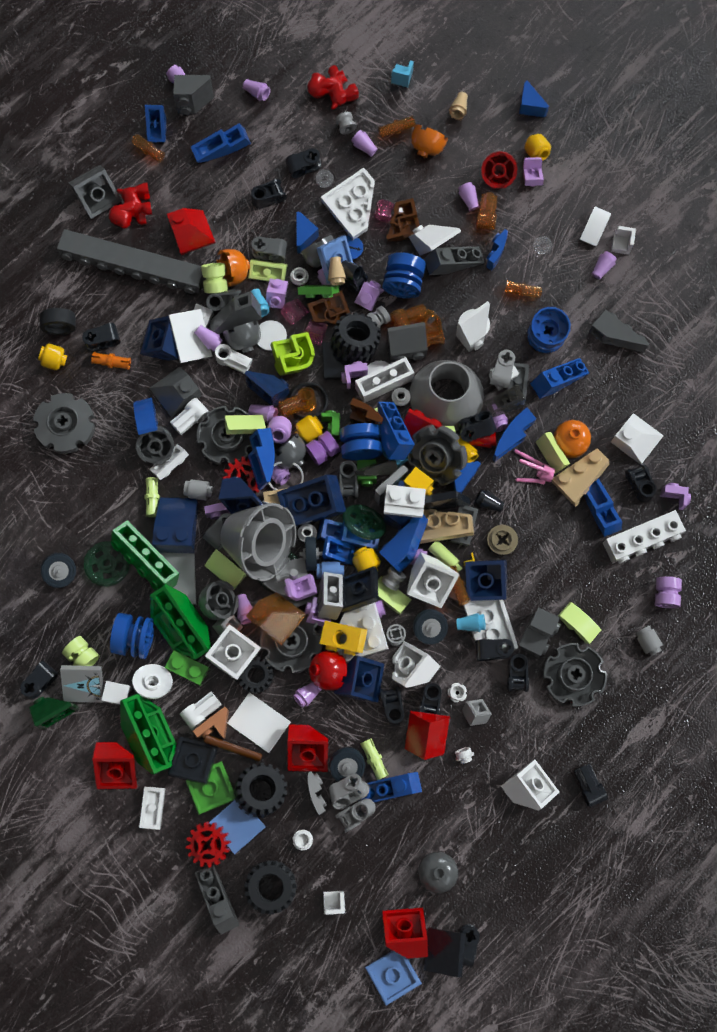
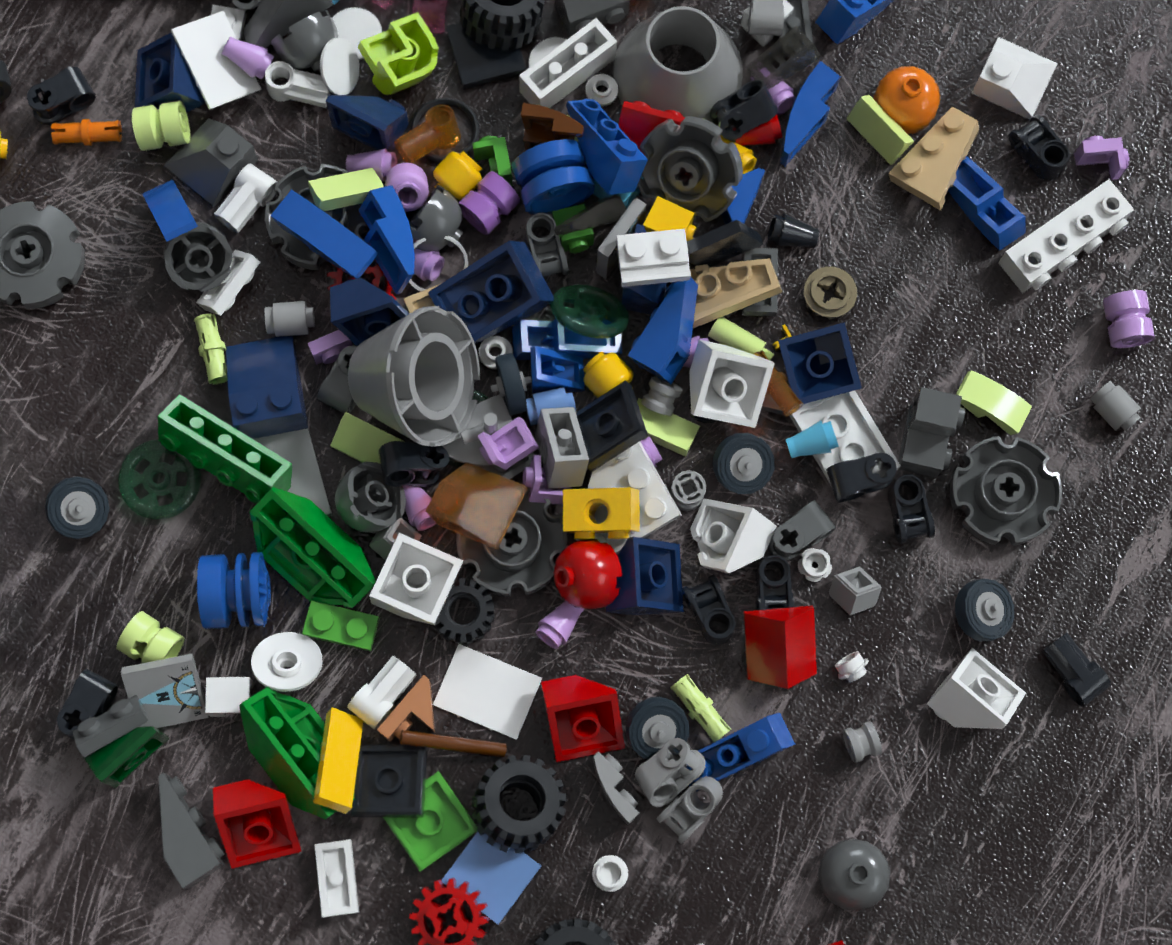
camera: 15 degrees left, 0 degrees up
(44, 697) = (111, 725): none -> dark grey plate
(75, 771) = (185, 843): none -> dark grey slope
(152, 366) = (161, 125): none -> yellowish green wheel
(167, 743) = (338, 761): none -> yellow tile
(226, 448) = (324, 235): none -> blue slope
(245, 587) = (407, 463): none -> black piece
(257, 353) = (339, 66): none -> white piece
(356, 369) = (512, 60): lavender bracket -> none
(456, 671) = (805, 530): none -> dark grey piece
(460, 799) = (862, 742): none -> light grey wheel
(544, 471) = (873, 164): bright pink plant -> none
(546, 740) = (984, 610): none -> black wheel

